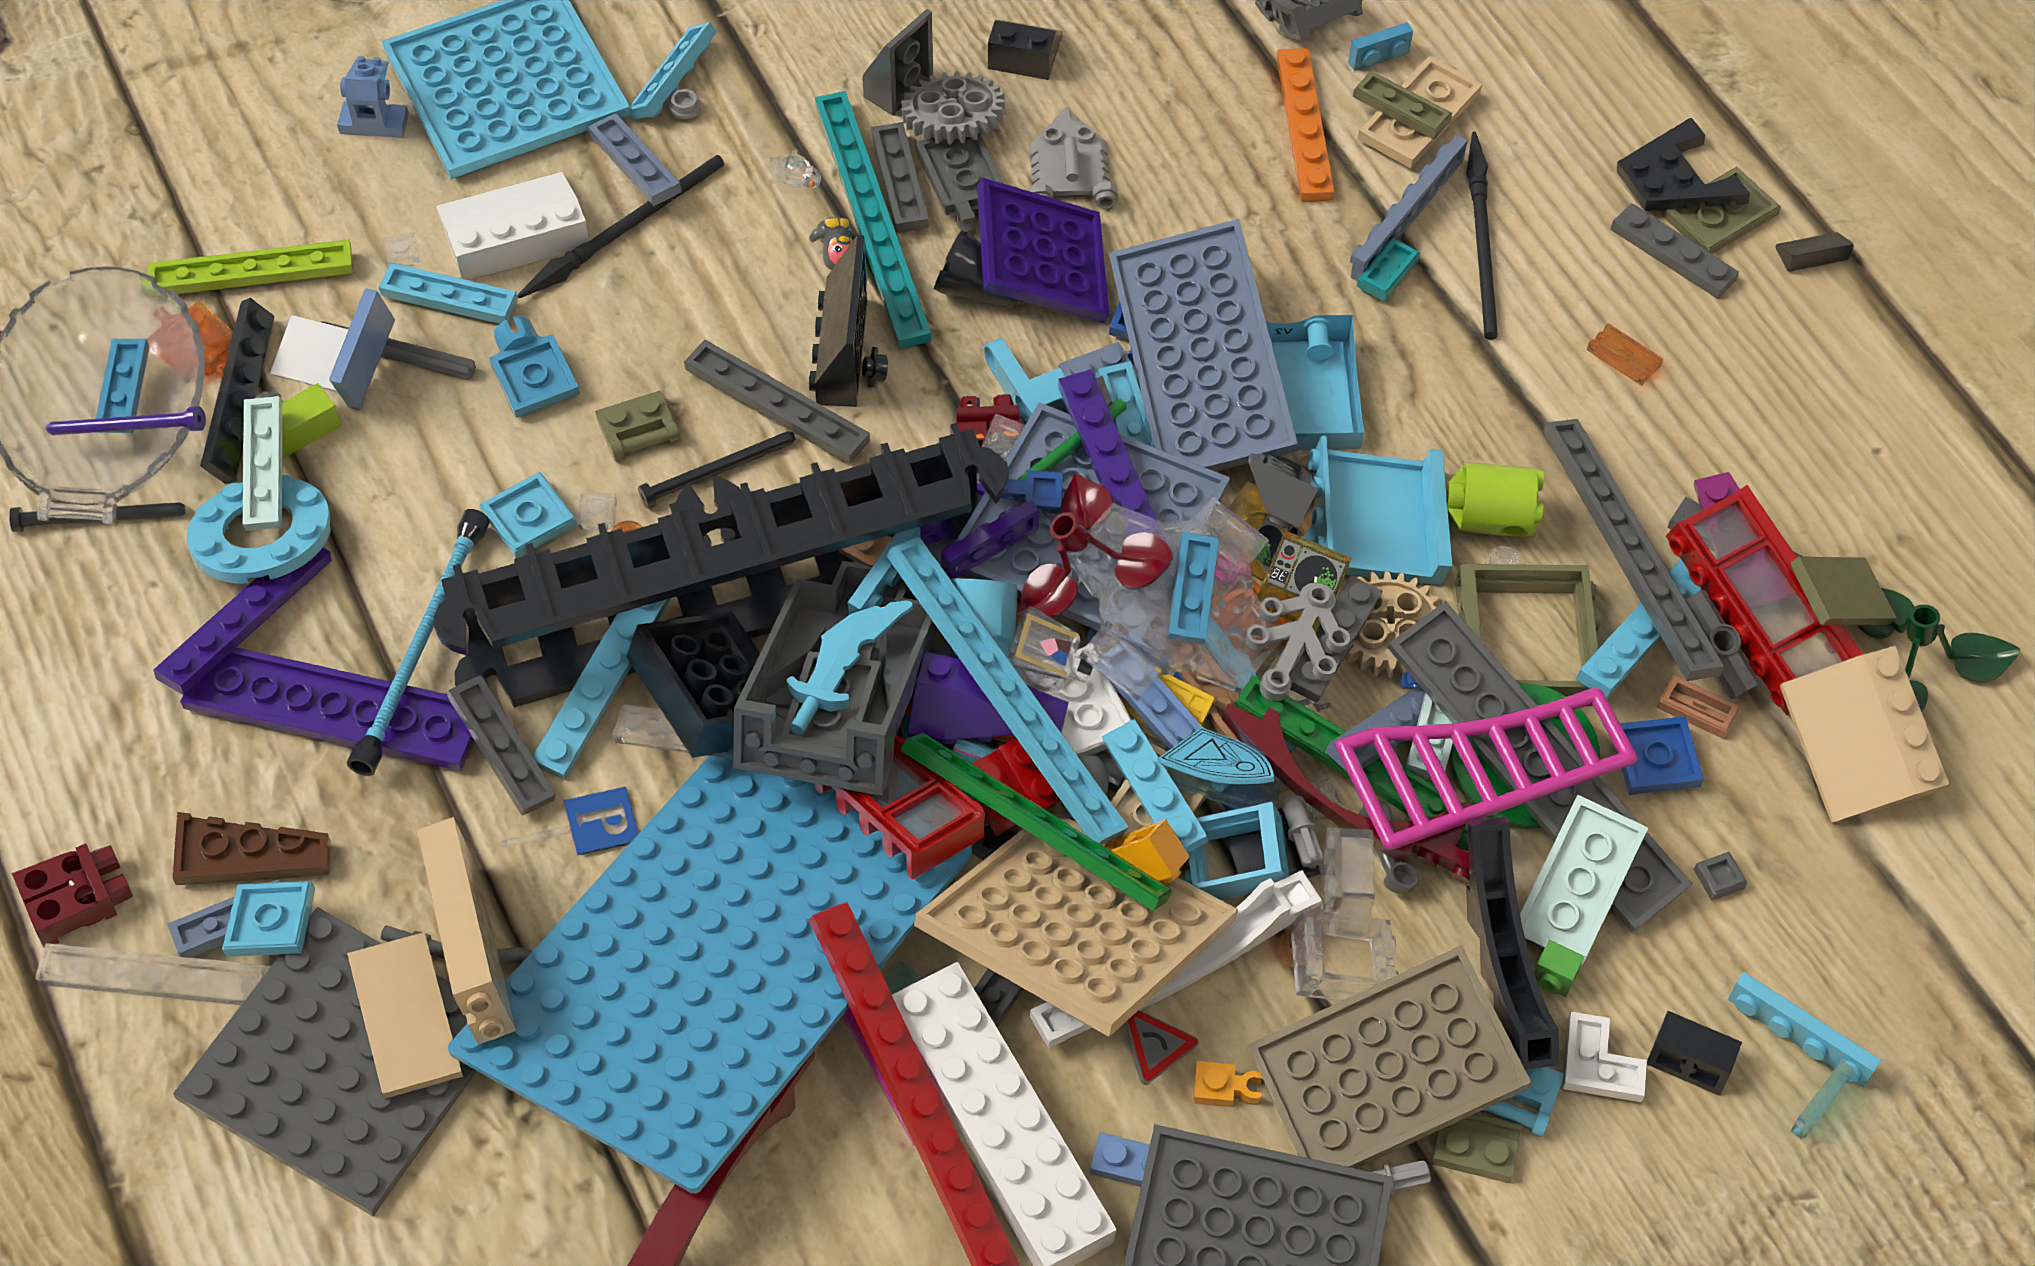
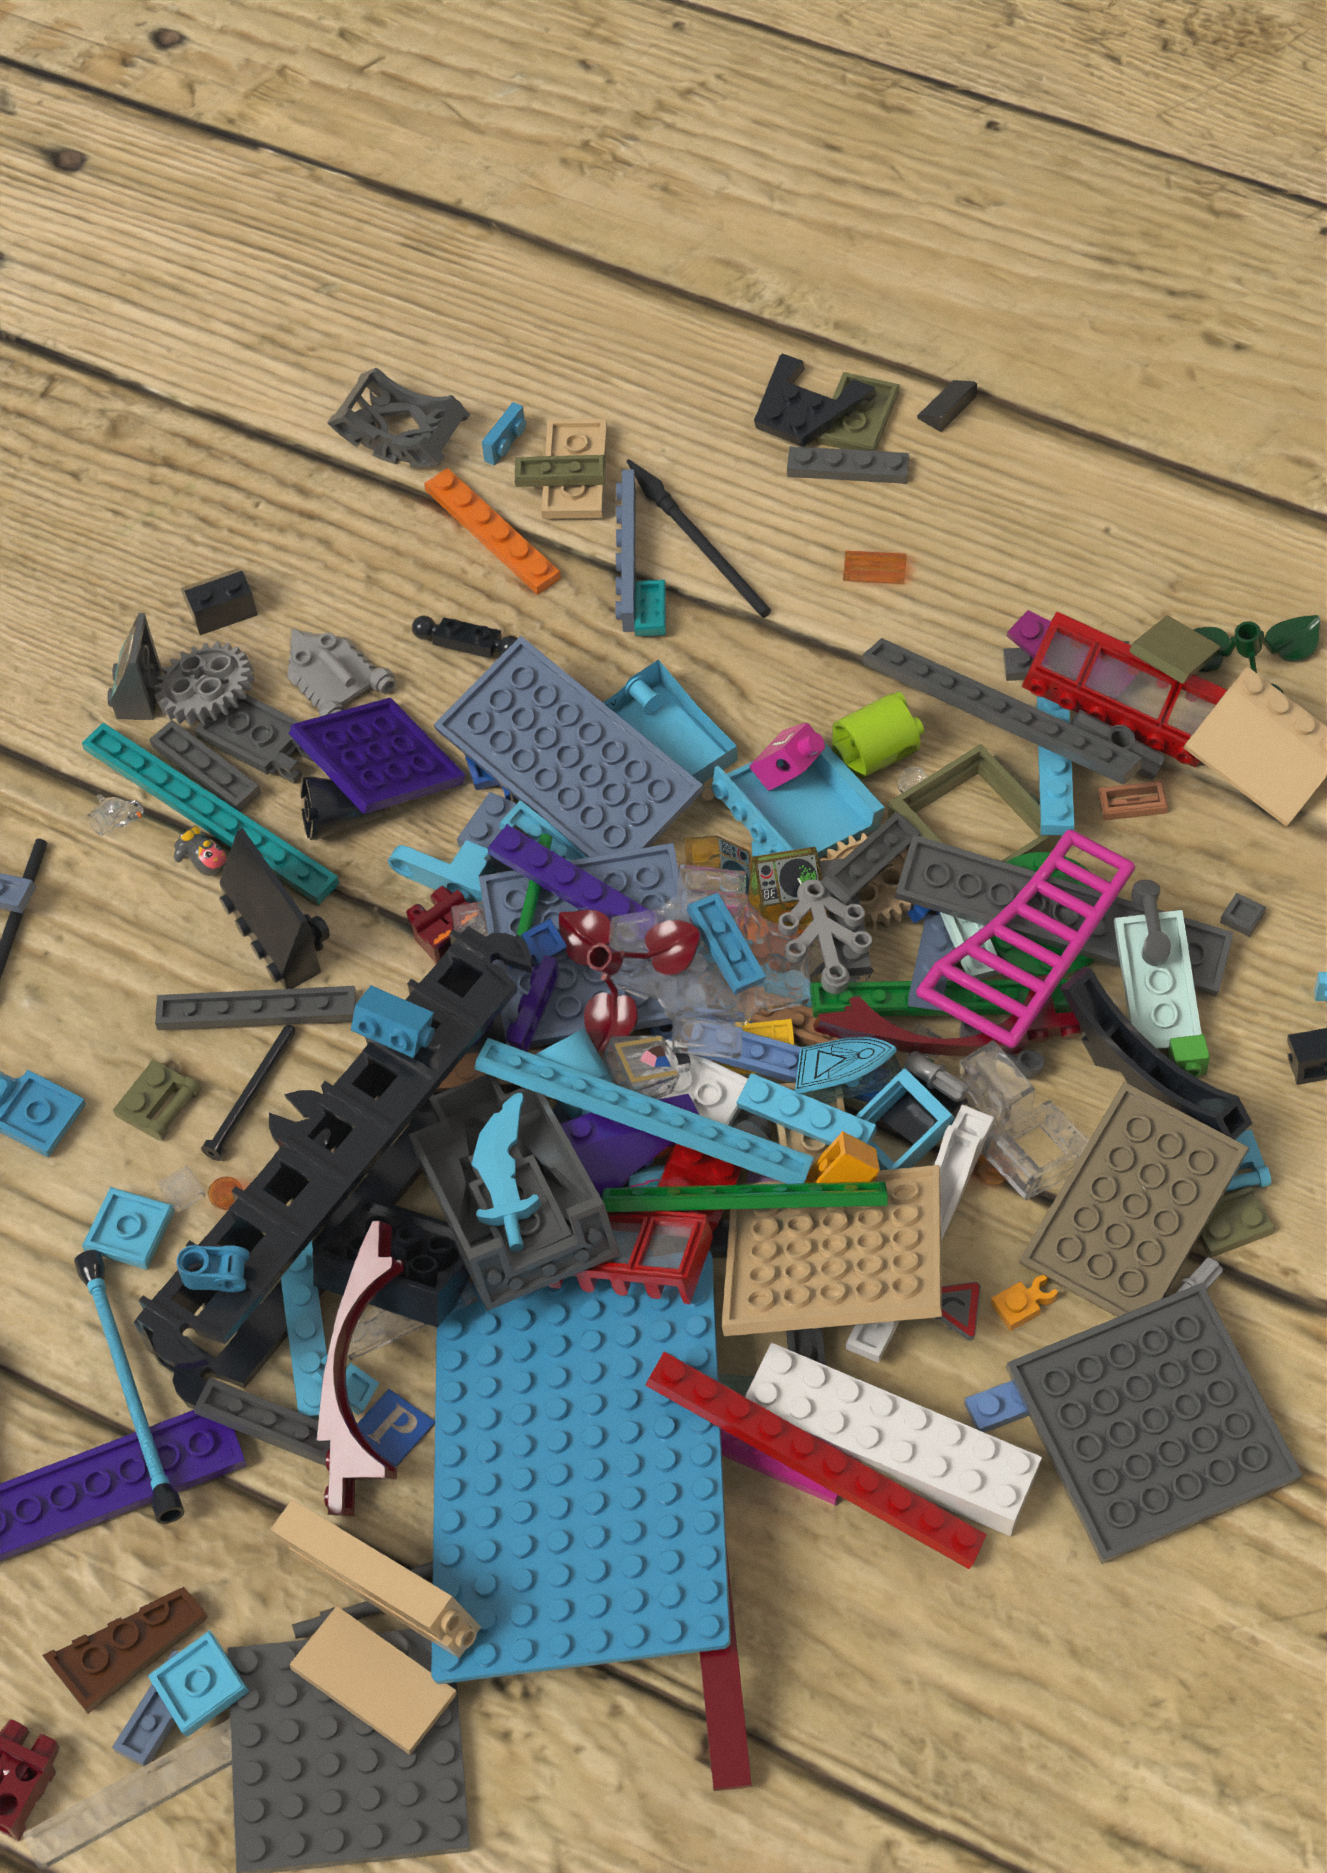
camera: 30 degrees left, 0 degrees up
(530, 580) = (220, 1270): none -> dark azure piece
(541, 813) = (349, 1451): none -> slope
(592, 762) = (359, 1386): none -> medium azure plate
(835, 465) = (392, 1021): none -> dark azure brick
(880, 576) = (477, 1084): medium azure plate -> none
(1202, 195) = (462, 636): none -> black plate
(1283, 487) = (726, 825): dark grey wedge -> none
(1393, 599) = (870, 858): none -> dark grey plate
(1405, 466) = (797, 748): none -> dark pink torso
(1592, 1069) = (1270, 1111): white plate -> none
(1596, 842) = (1157, 944): none -> dark grey bar
(1663, 756) = (1142, 846): blue plate -> none

